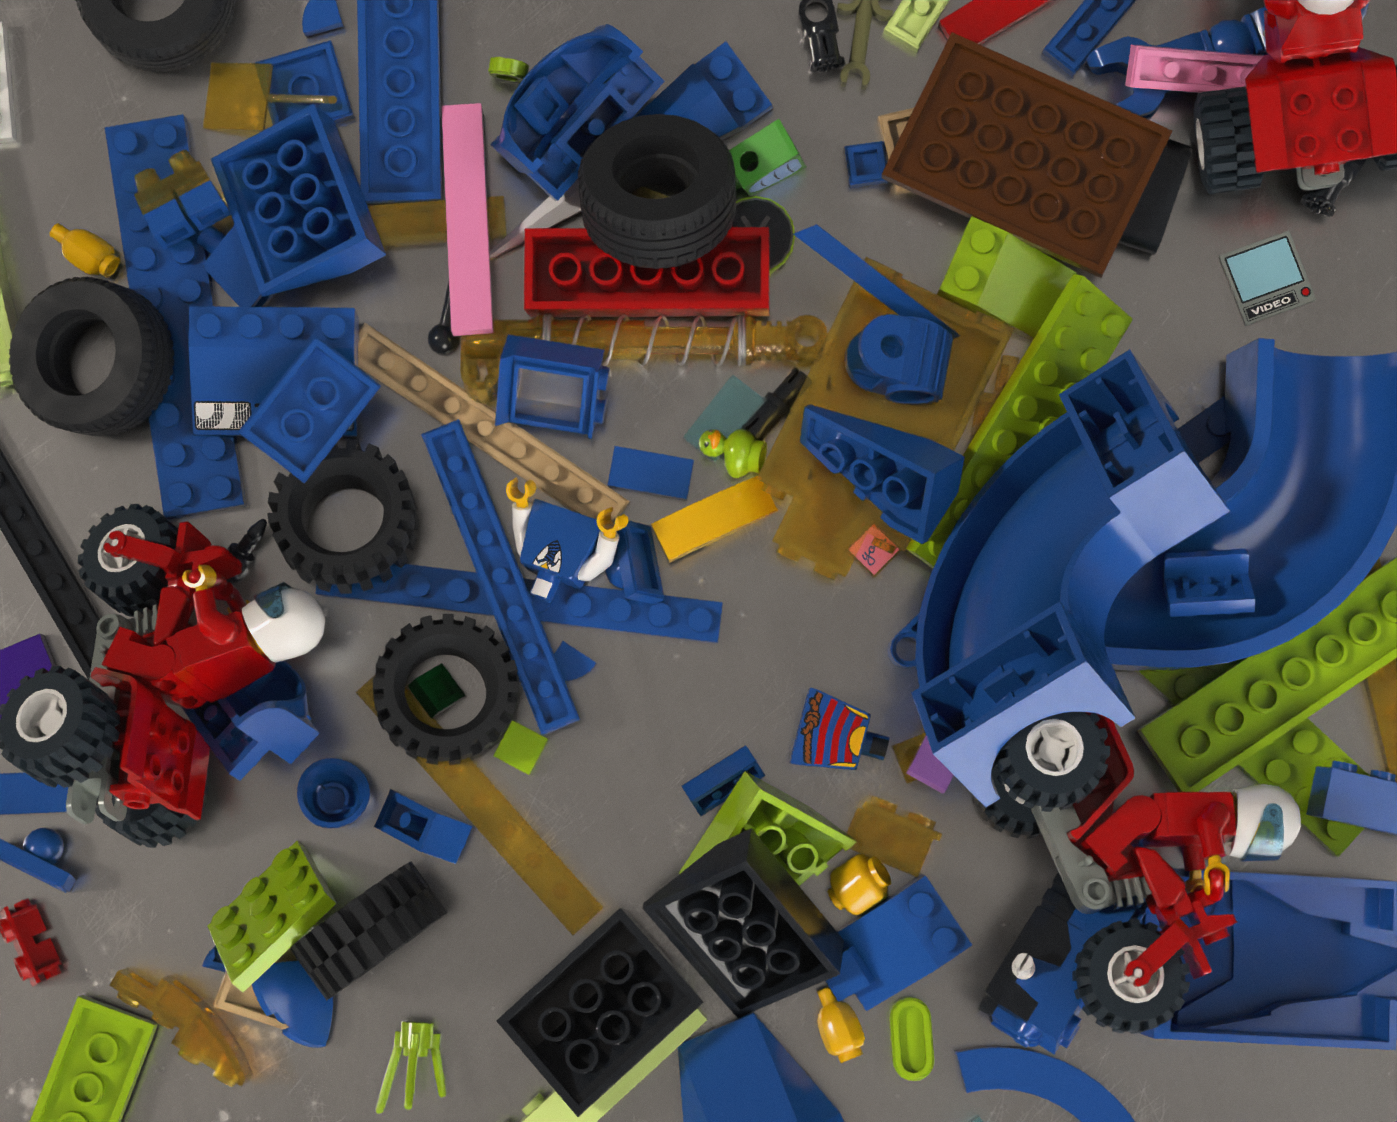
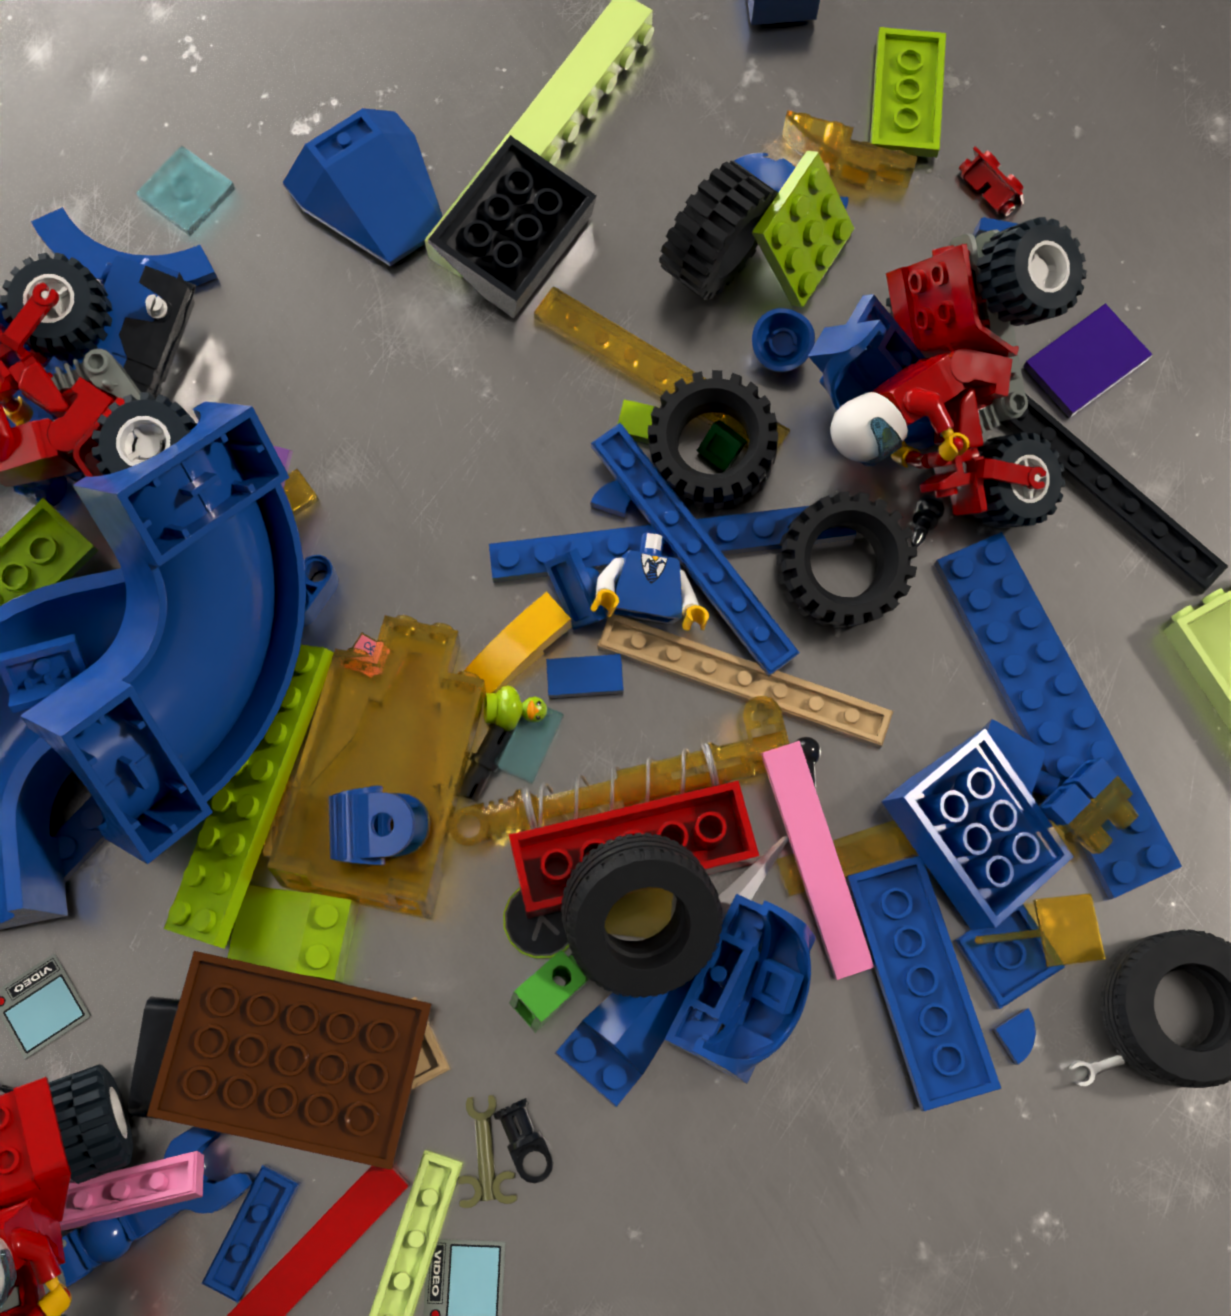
camera: 165 degrees right, 10 degrees down
(43, 349) = (1149, 618): black tyre -> none
(86, 251) = (1155, 746): yellow plant -> none
(246, 351) = (949, 674): blue slope -> none
(309, 409) = (905, 633): blue tile -> none
(415, 1041) = (659, 182): lime plant -> none
(423, 827) = (700, 336): blue slope -> none
(507, 69) = (821, 1021): lime tile -> none
(551, 385) = (694, 721): blue window -> none
(717, 782) = (456, 432): blue piece -> none
(746, 925) = (404, 313): black slope -> none
(789, 828) = (411, 381): lime wedge -> none
(834, 734) = (369, 490): torso -> none
(839, 1027) = (315, 269): yellow plant -> none
(853, 975) = (318, 307): blue tile -> none
(859, 884) = (320, 376): yellow head -> none
(865, 164) = (451, 1018): blue tile -> none
(866, 275) = (412, 876): blue sticker -> none
(890, 837) = (302, 423): clear yellow bracket -> none
(897, 471) = (351, 711): blue wedge -> none
(904, 939) = (278, 343): blue slope -> none
(911, 1038) = (254, 277): lime tile -> none

